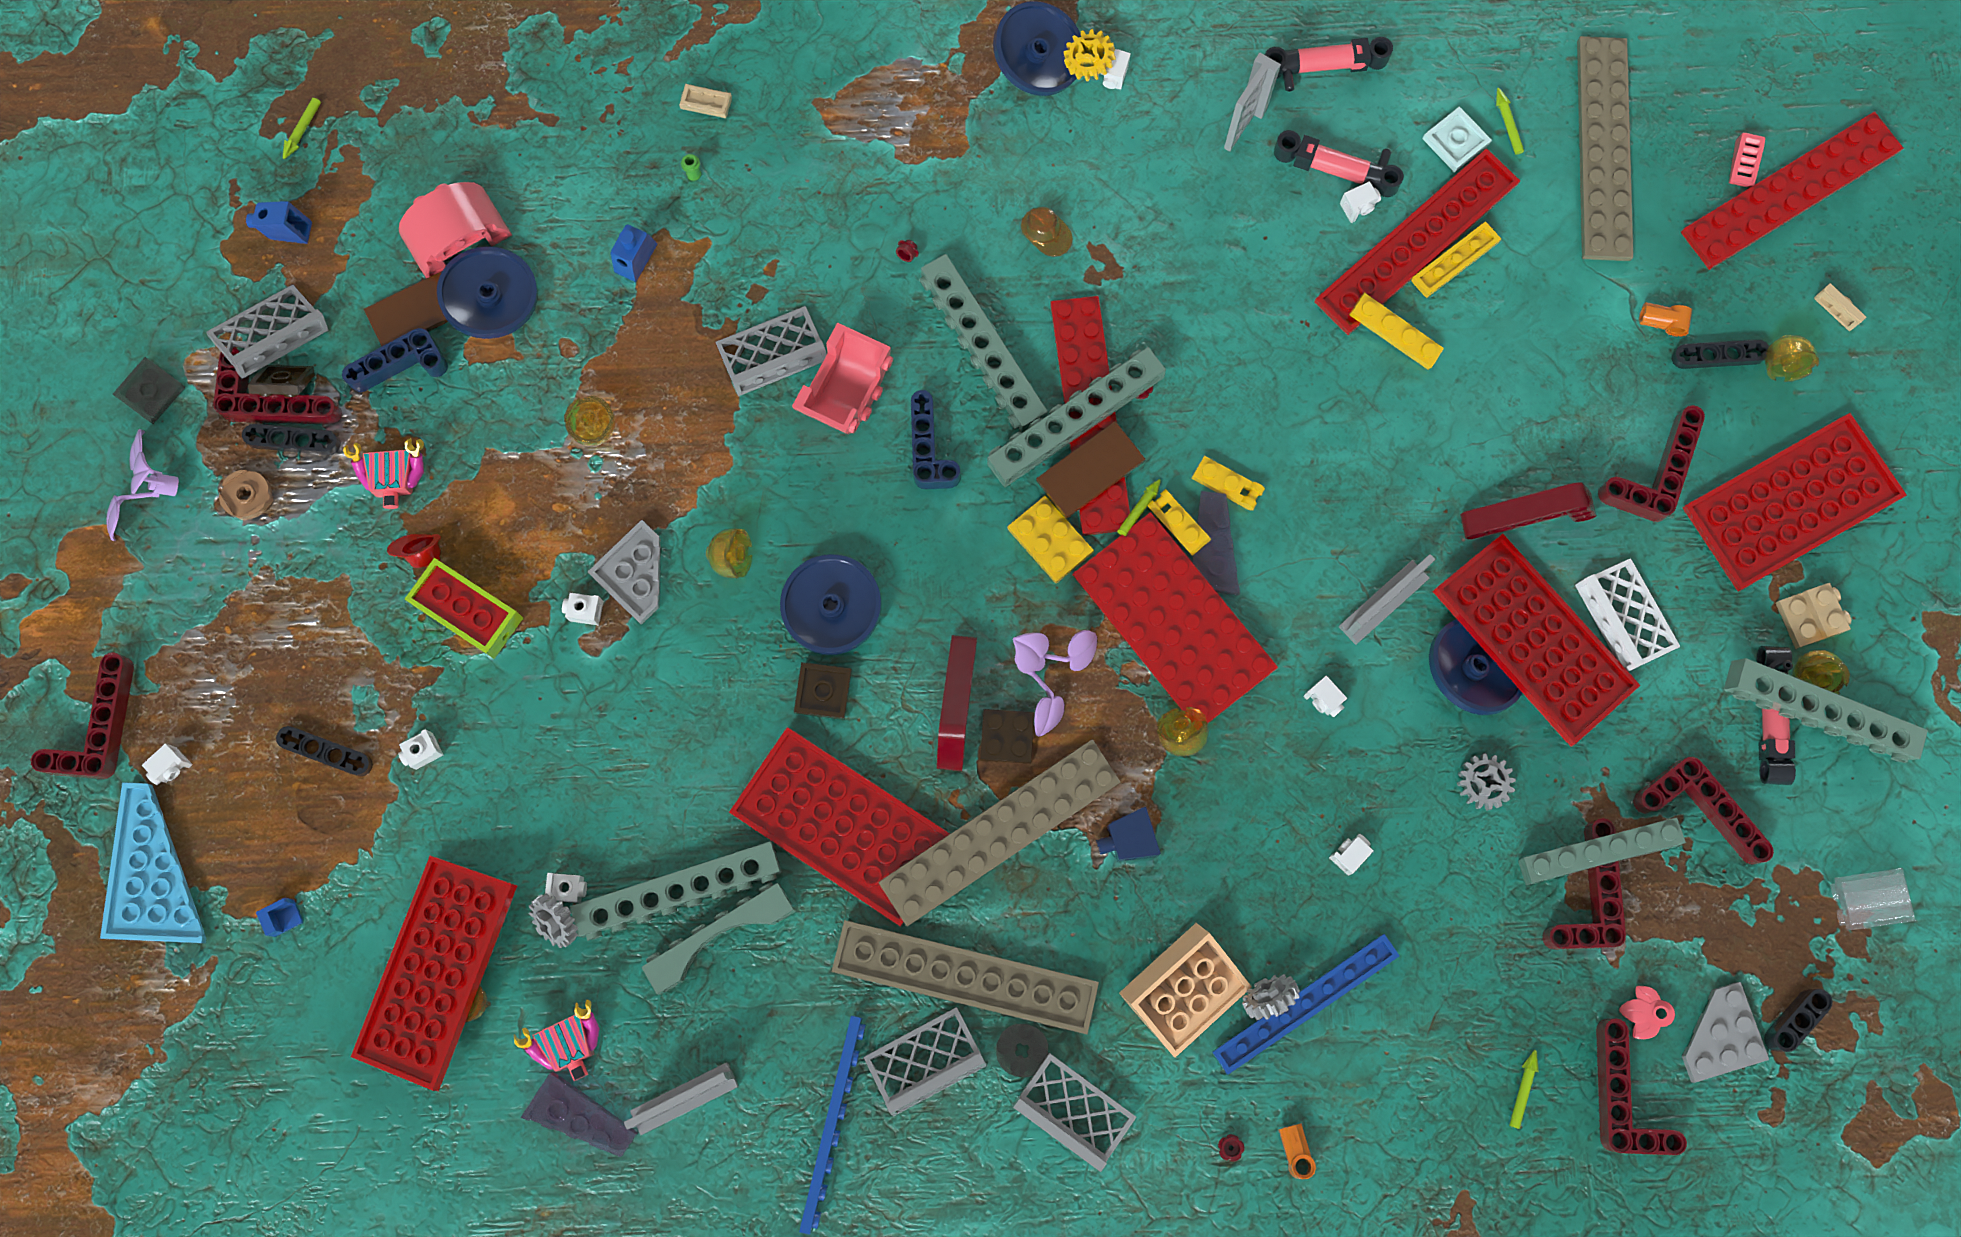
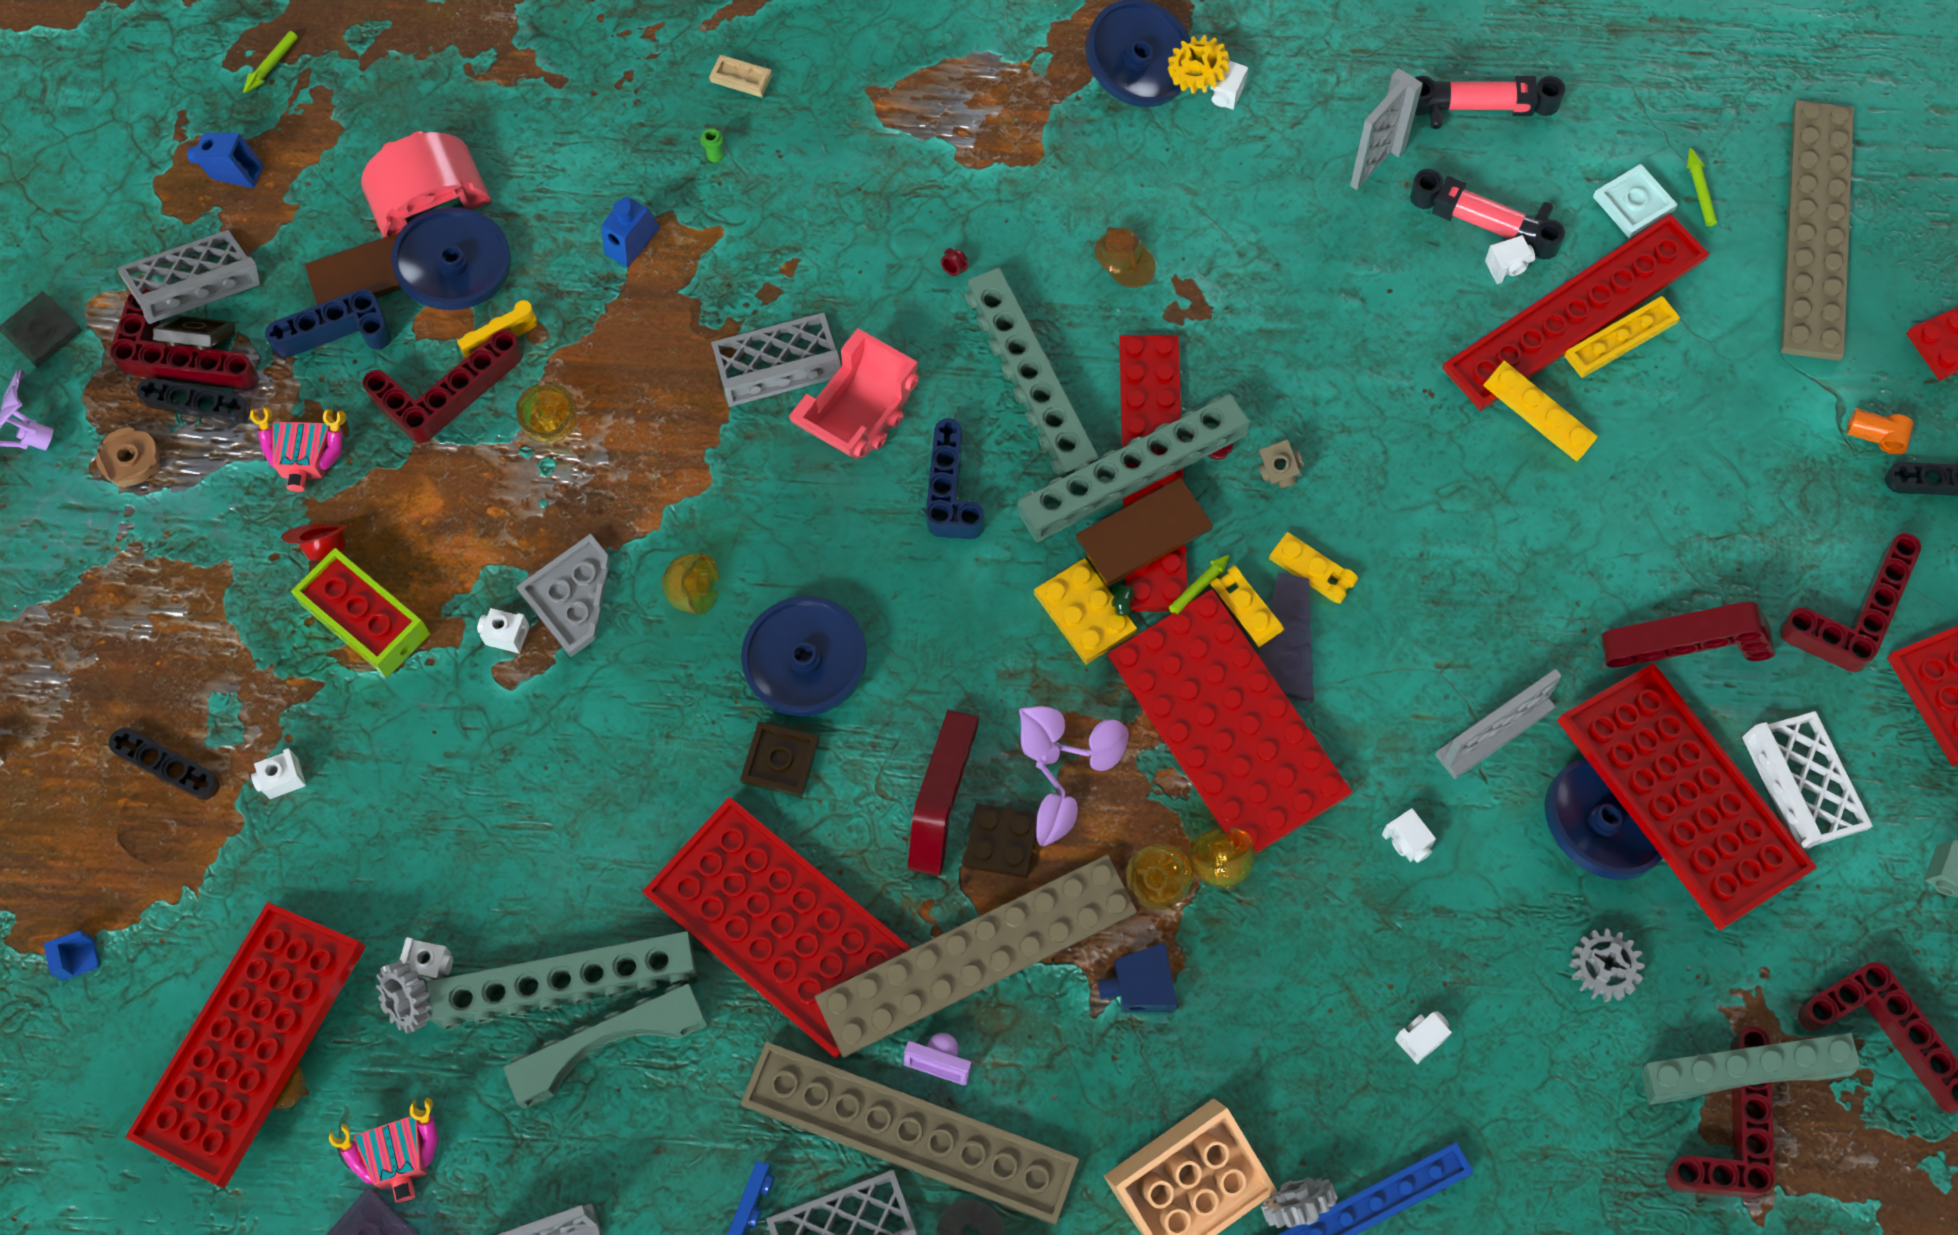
camera: 10 degrees right, 10 degrees down
(501, 408) = (446, 389): none -> dark red beam
(537, 352) = (518, 321): none -> yellow plate
(981, 916) = (939, 1058): none -> lavender tile
(1080, 527) = (1122, 597): none -> dark green arm
(1136, 753) = (1159, 876): none -> clear yellow cylinder
(1194, 390) = (1273, 456): none -> dark tan brick

